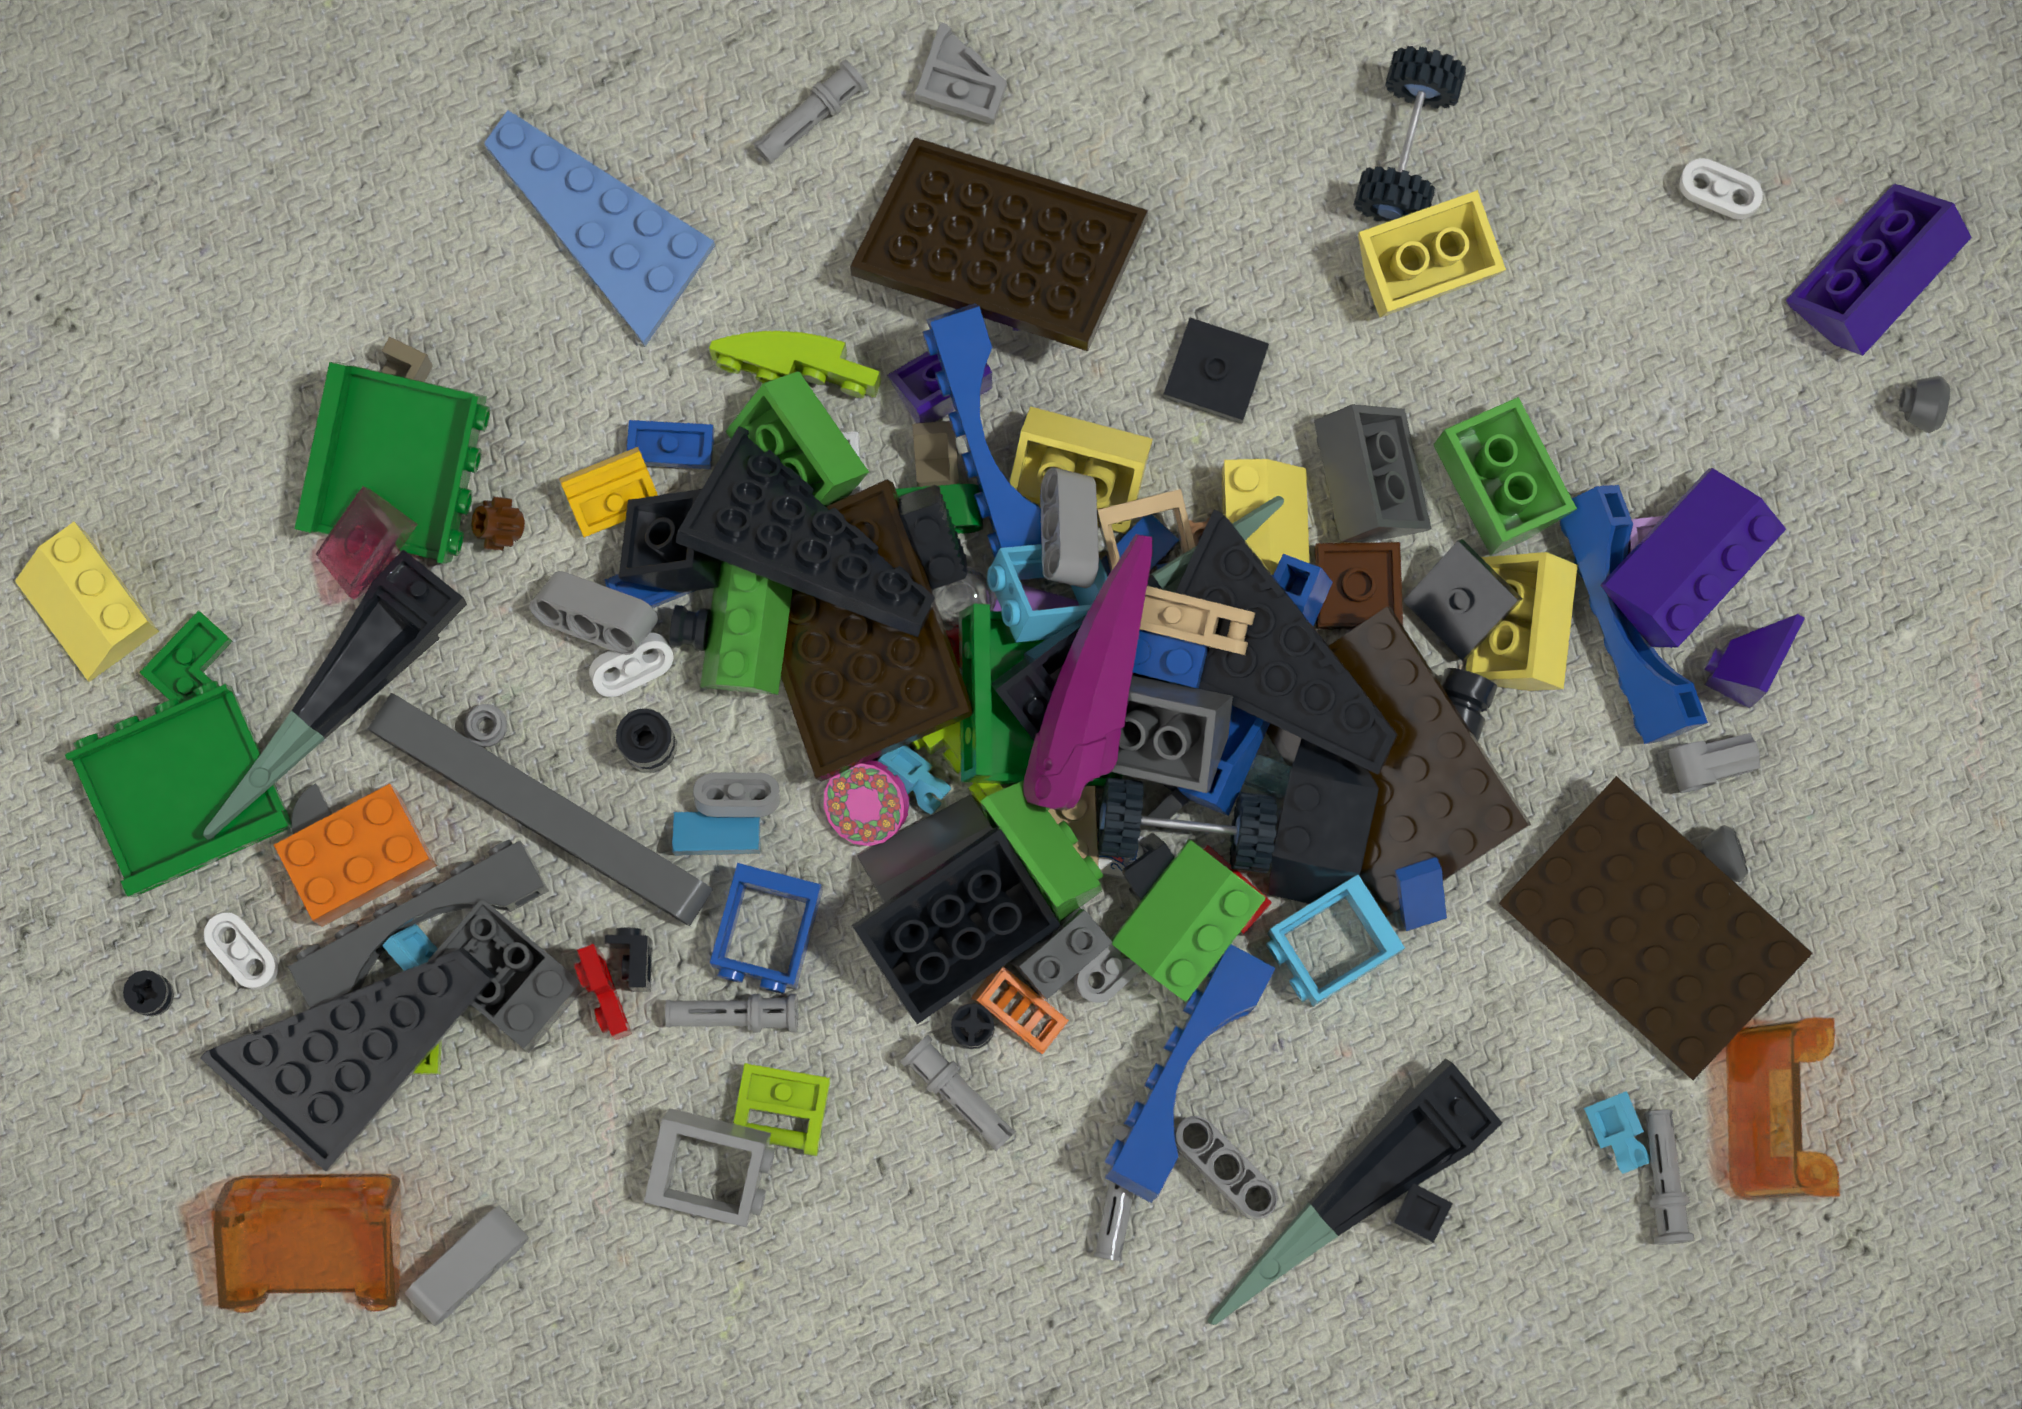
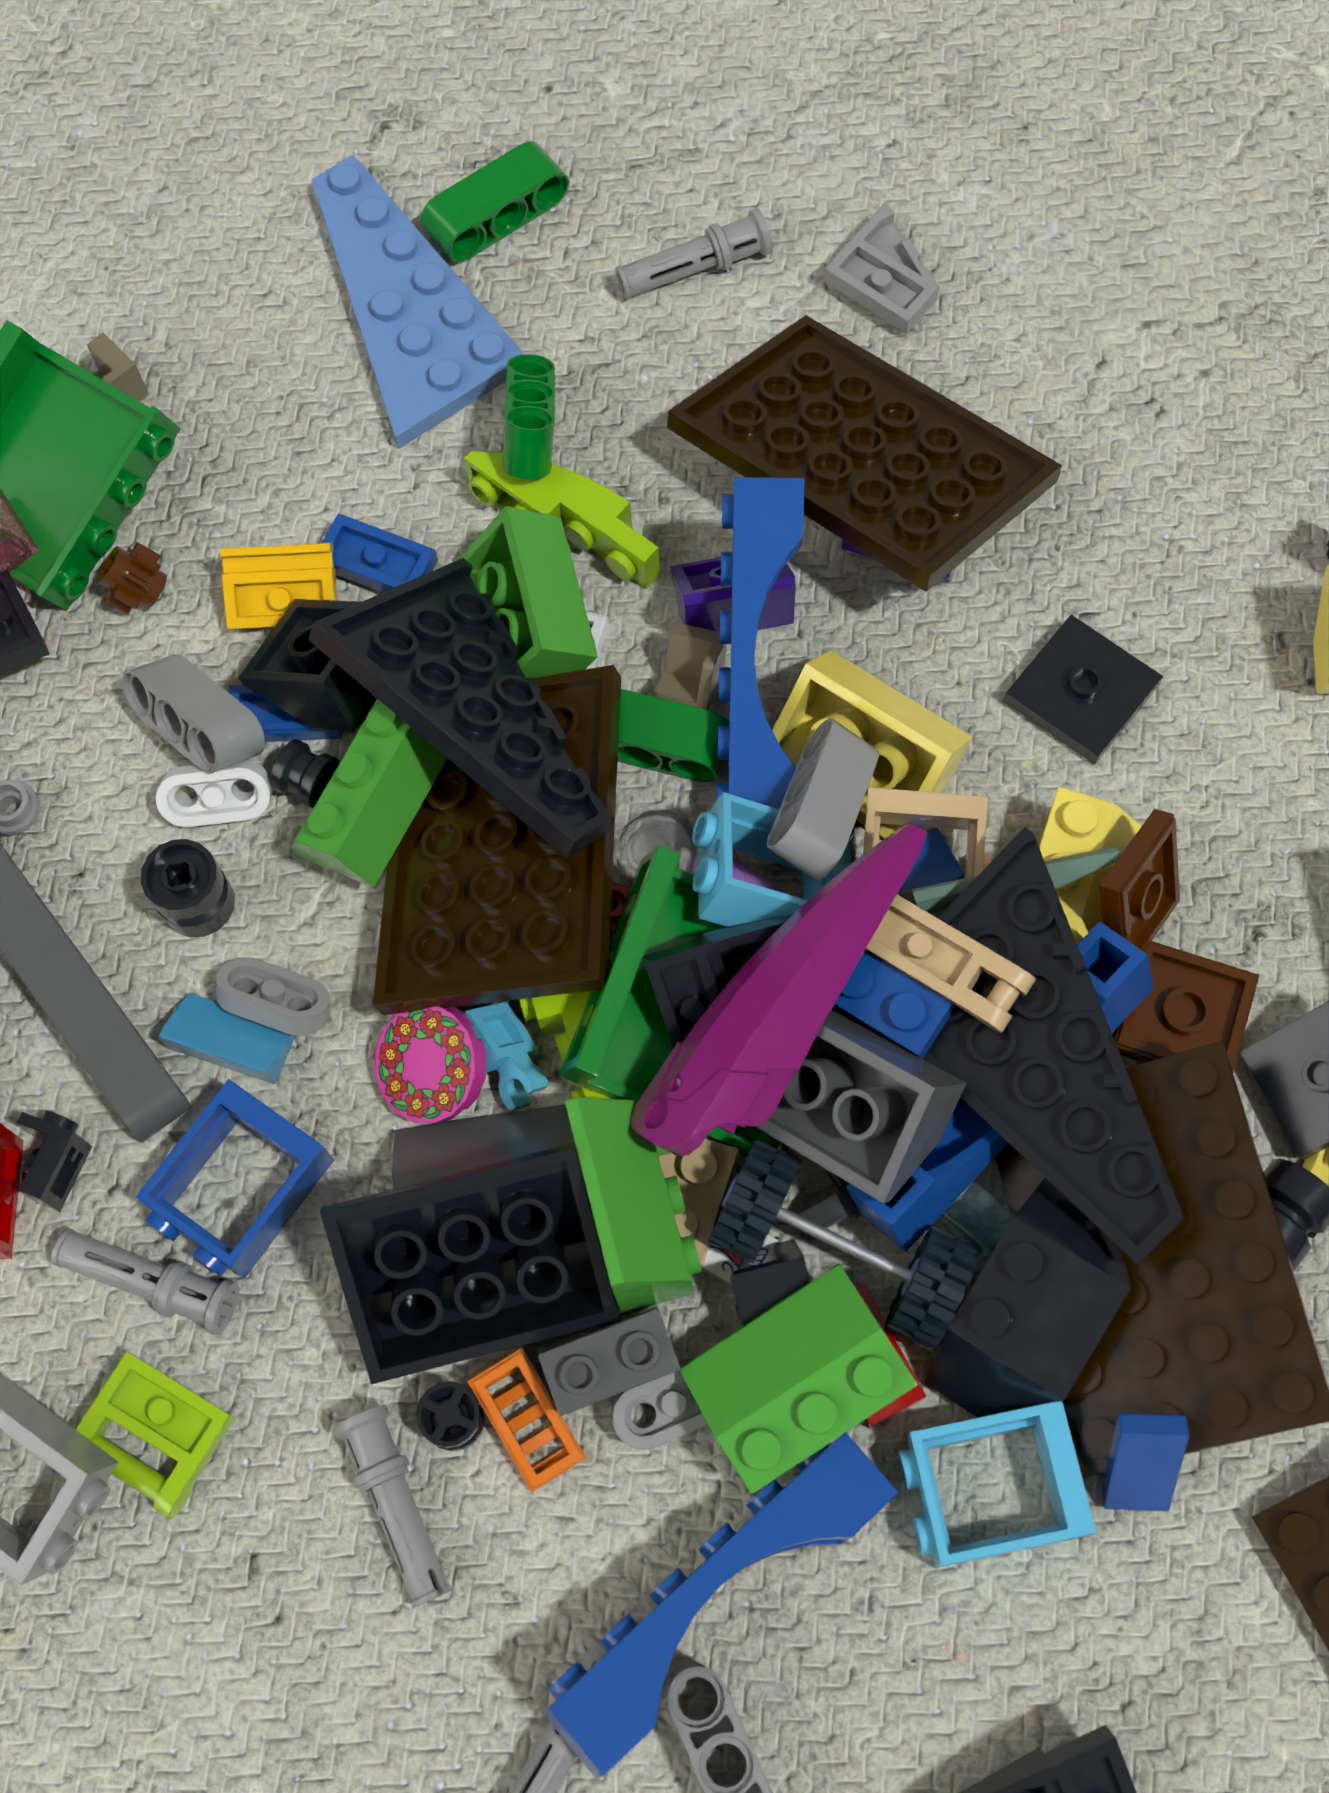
camera: 25 degrees right, 10 degrees down
(637, 116) = (494, 201): none -> green beam
(744, 299) = (529, 417): none -> green beam
(933, 536) = (644, 755): black brick -> none
(1303, 513) = (1143, 882): none -> reddish brown tile
(1371, 473) = (1248, 874): dark grey slope -> none

